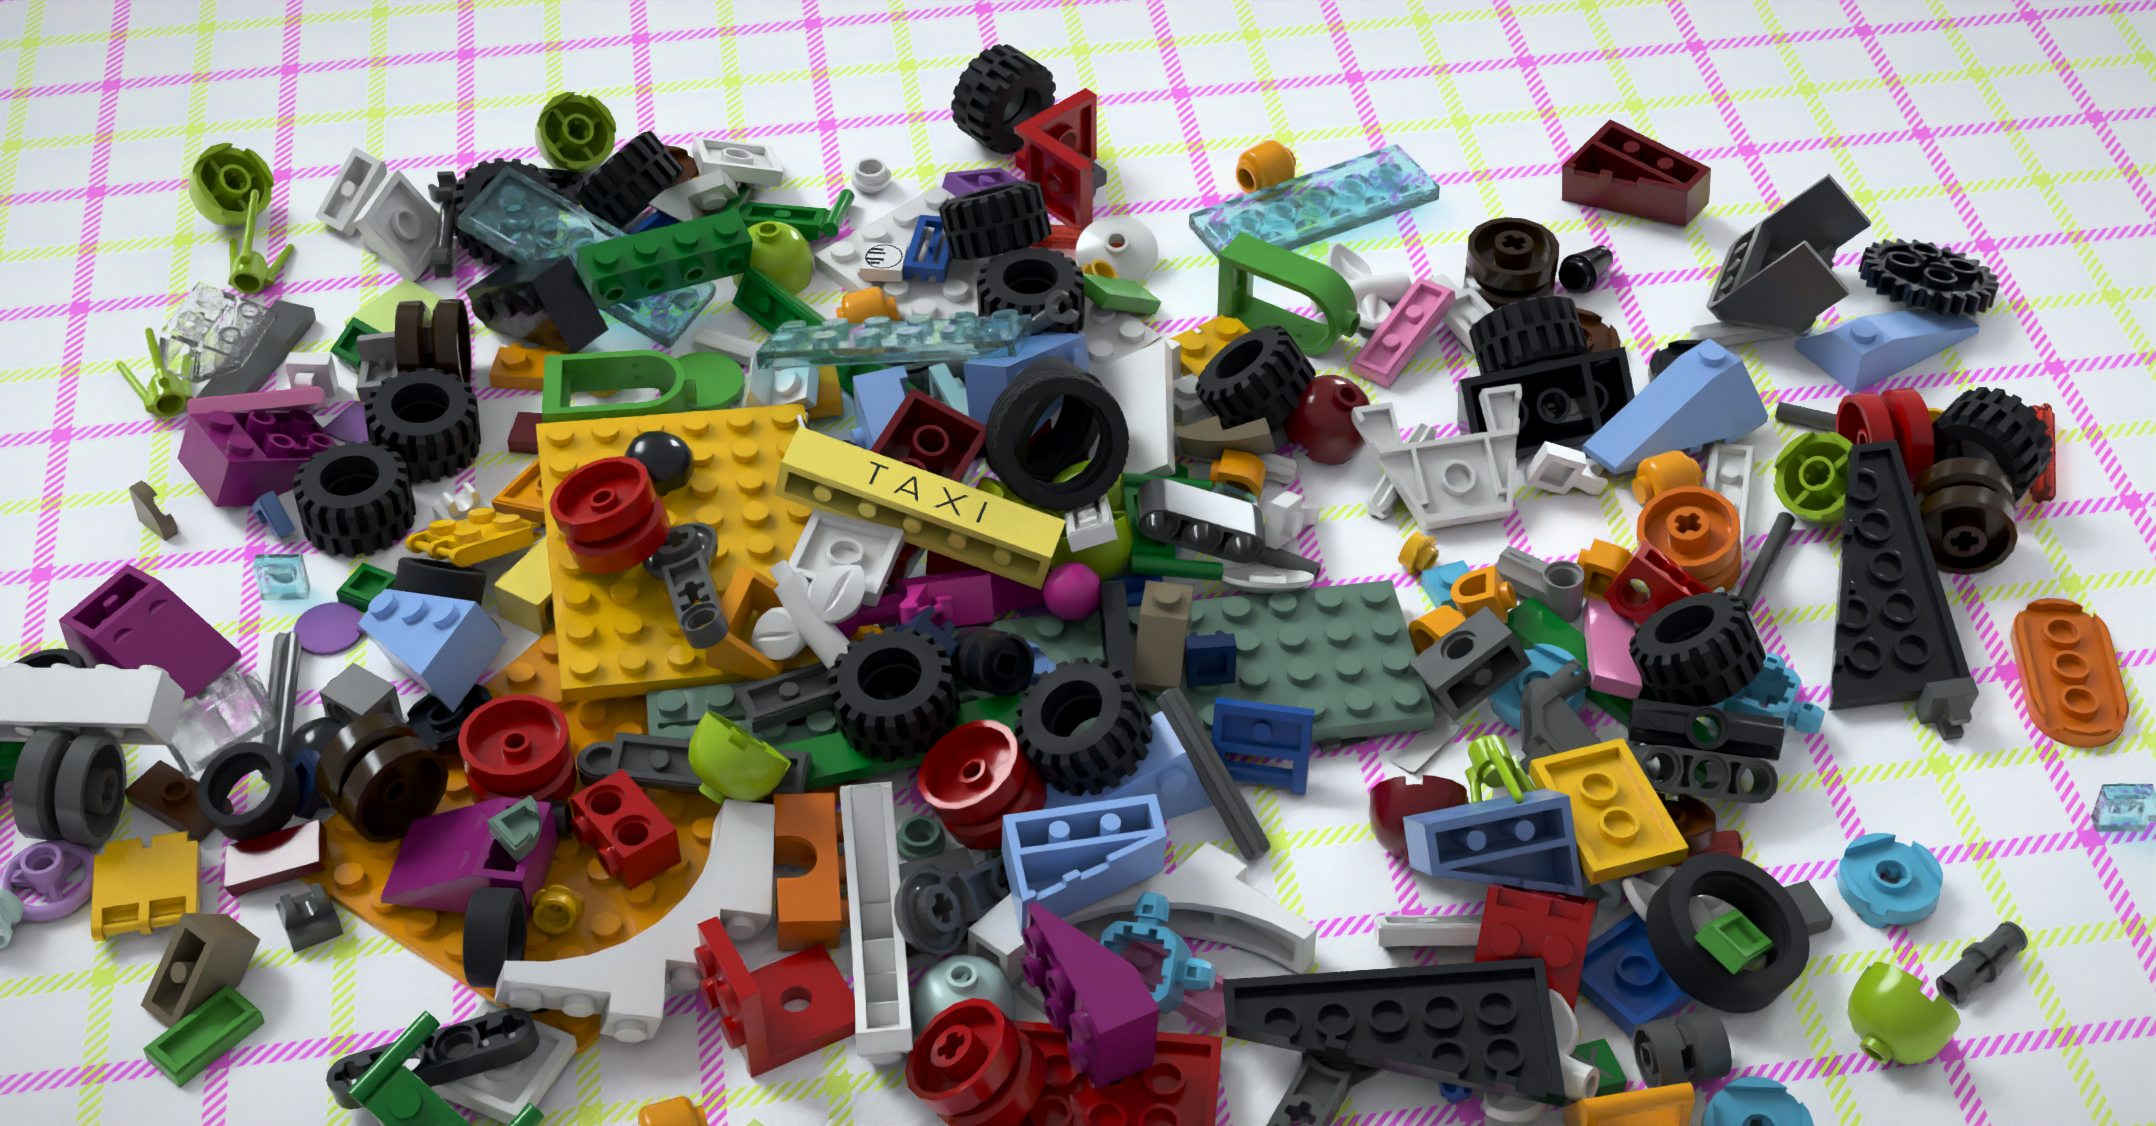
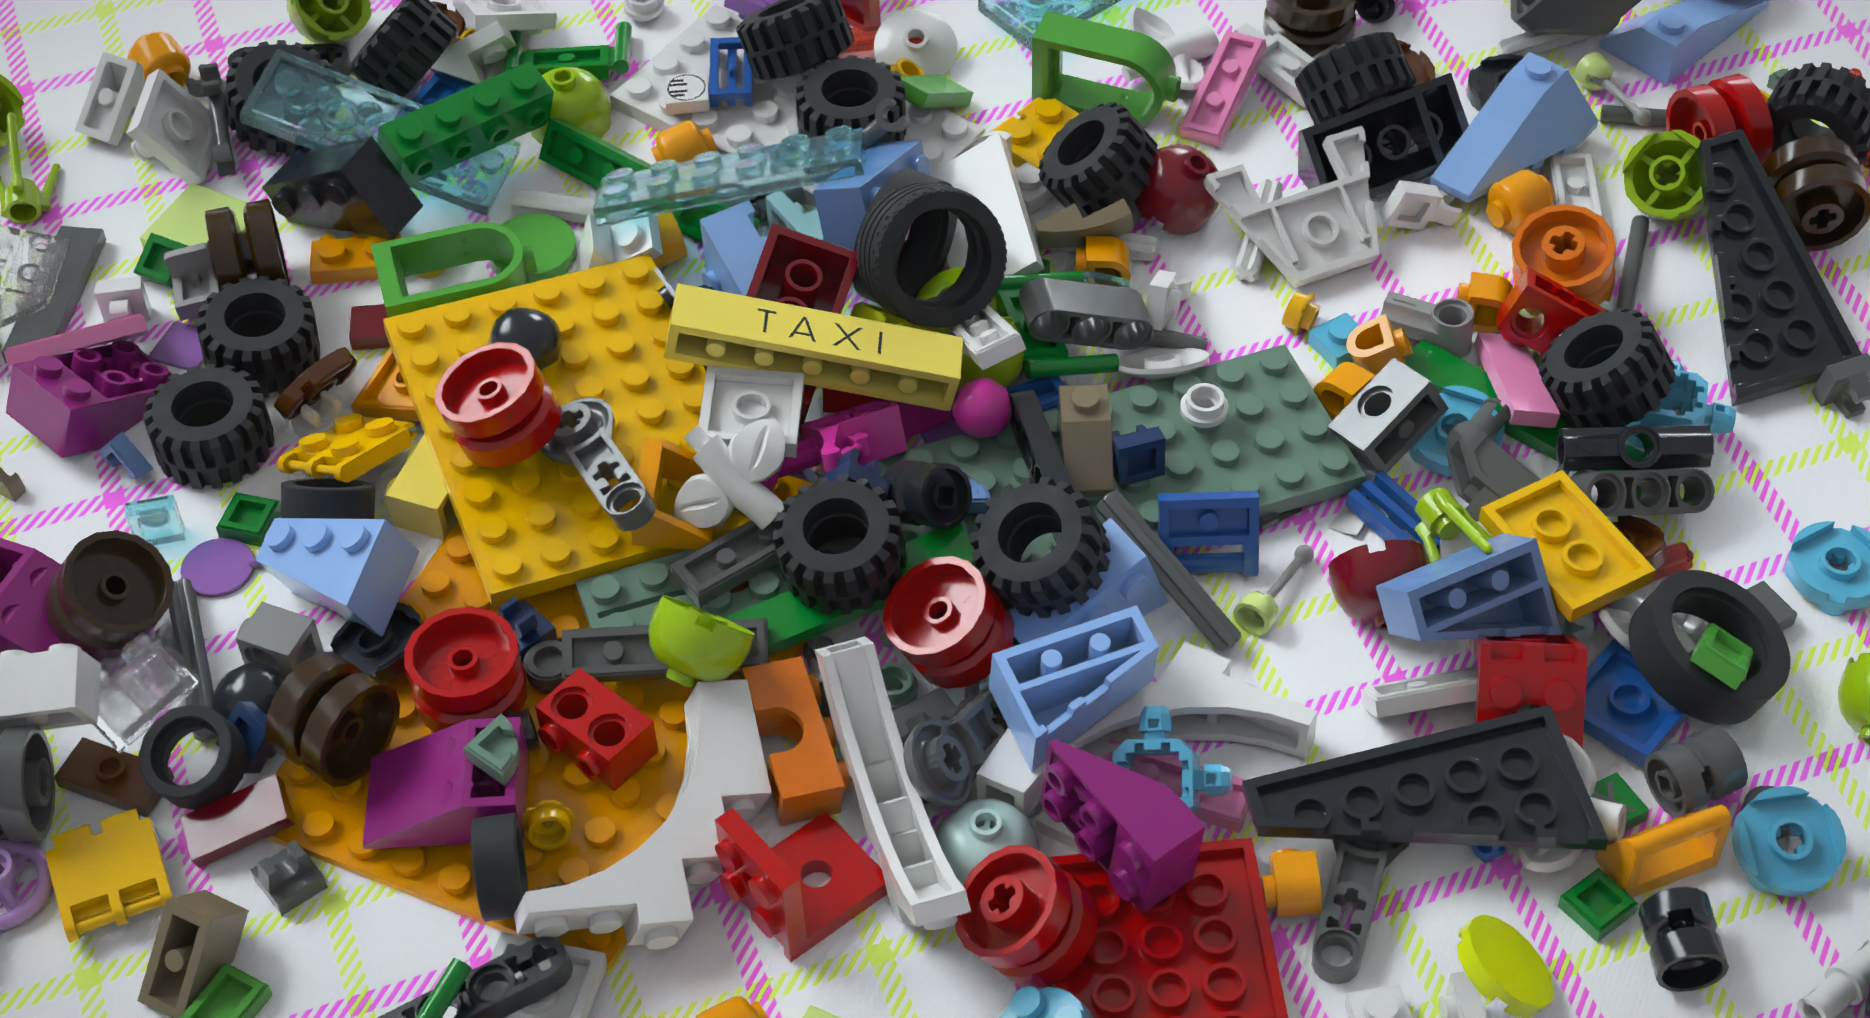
camera: 10 degrees left, 5 degrees up
(214, 629) = (108, 592): none -> dark brown wheel
(412, 159) = (163, 52): none -> light orange head
(464, 467) = (321, 376): none -> reddish brown tile
(587, 724) = (527, 624): none -> dark blue tile
(1249, 1088) = (1293, 883): none -> light orange plate
(1290, 623) = (1204, 406): none -> white plate
(1294, 827) = (1256, 604): none -> yellowish green hinge
(1455, 742) = (1392, 500): none -> blue tile
(1786, 370) = (1601, 71): none -> hinge

